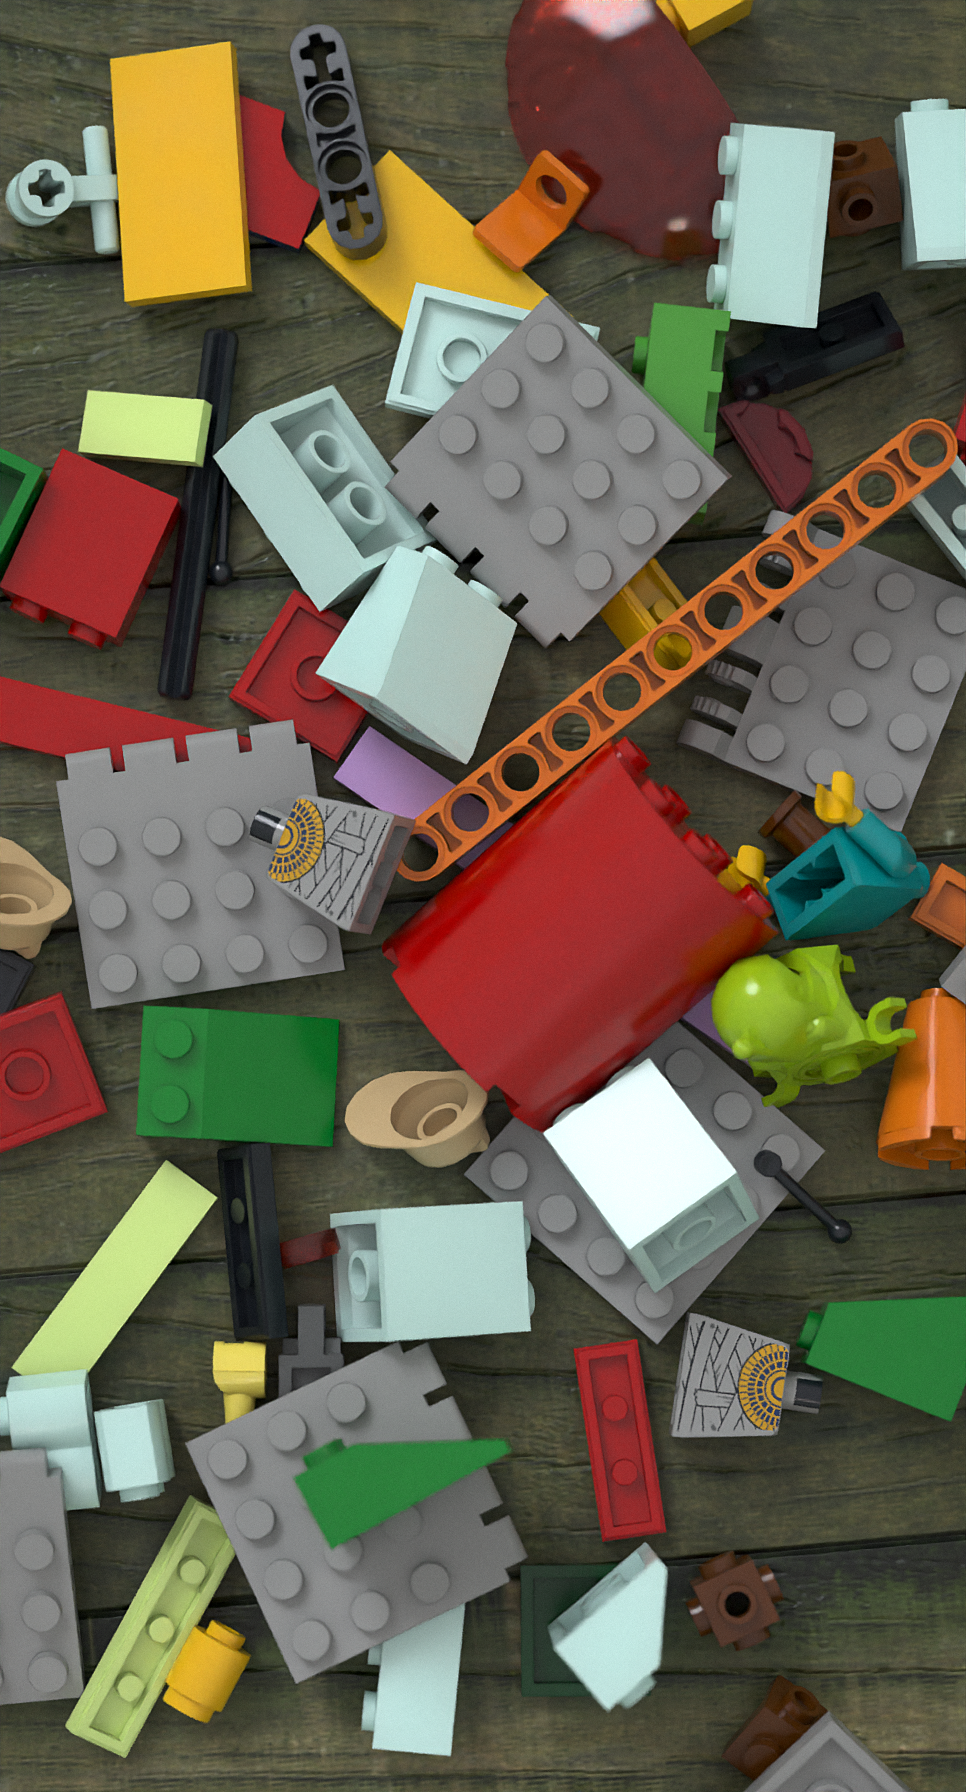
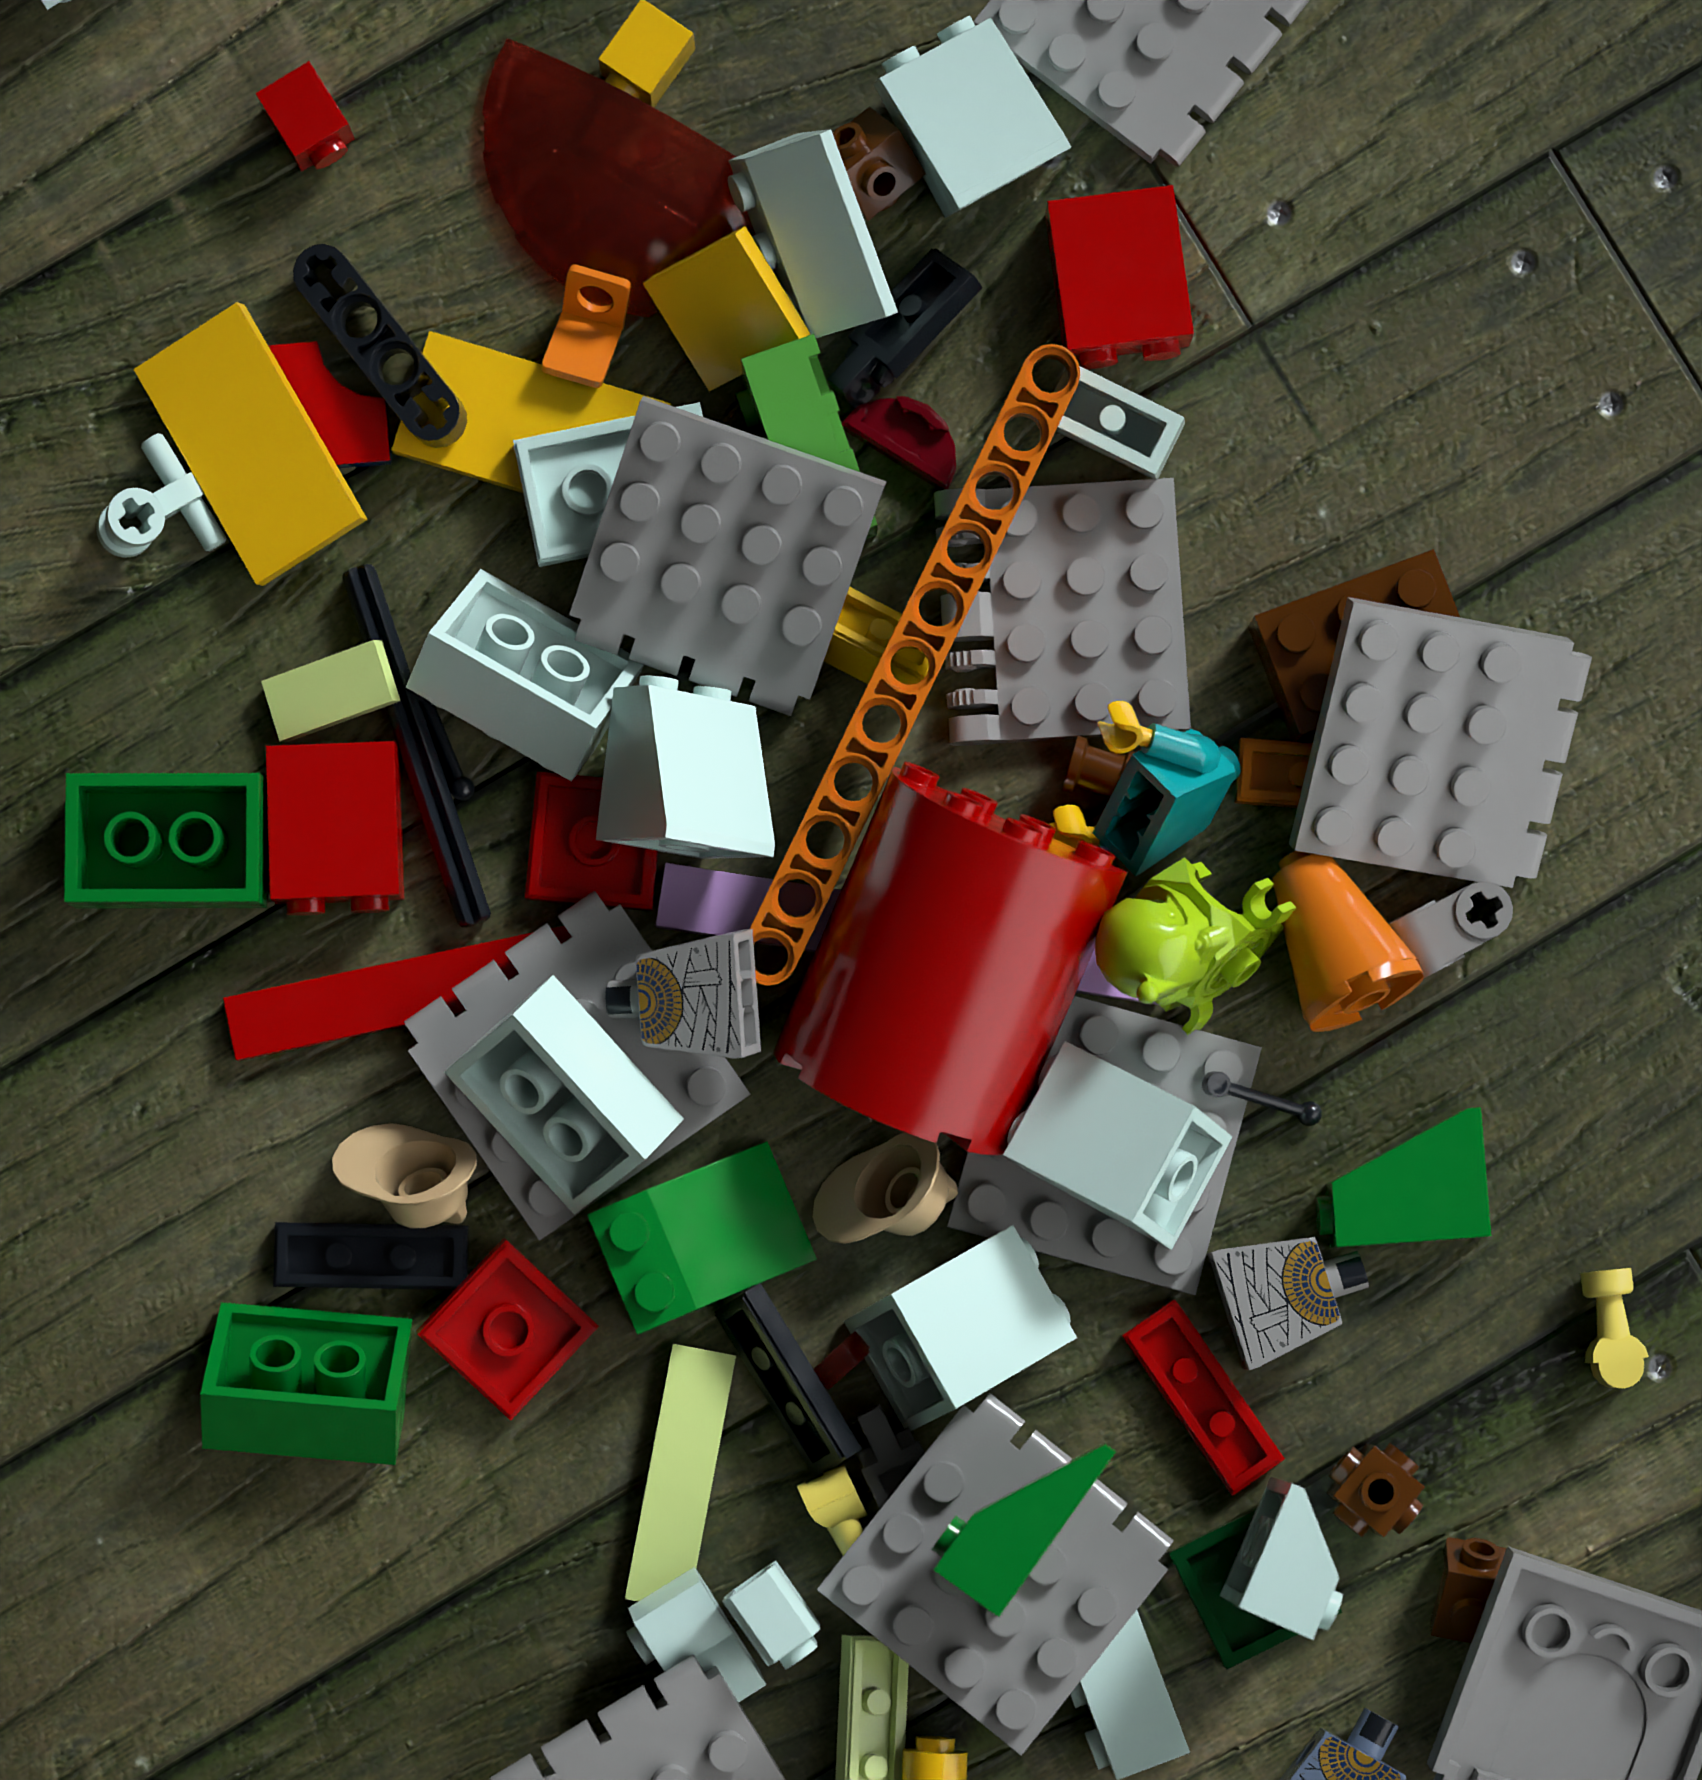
camera: 25 degrees left, 0 degrees up
(175, 888) = (564, 1095): none -> light aqua slope
(663, 251) = (725, 306): none -> yellow tile

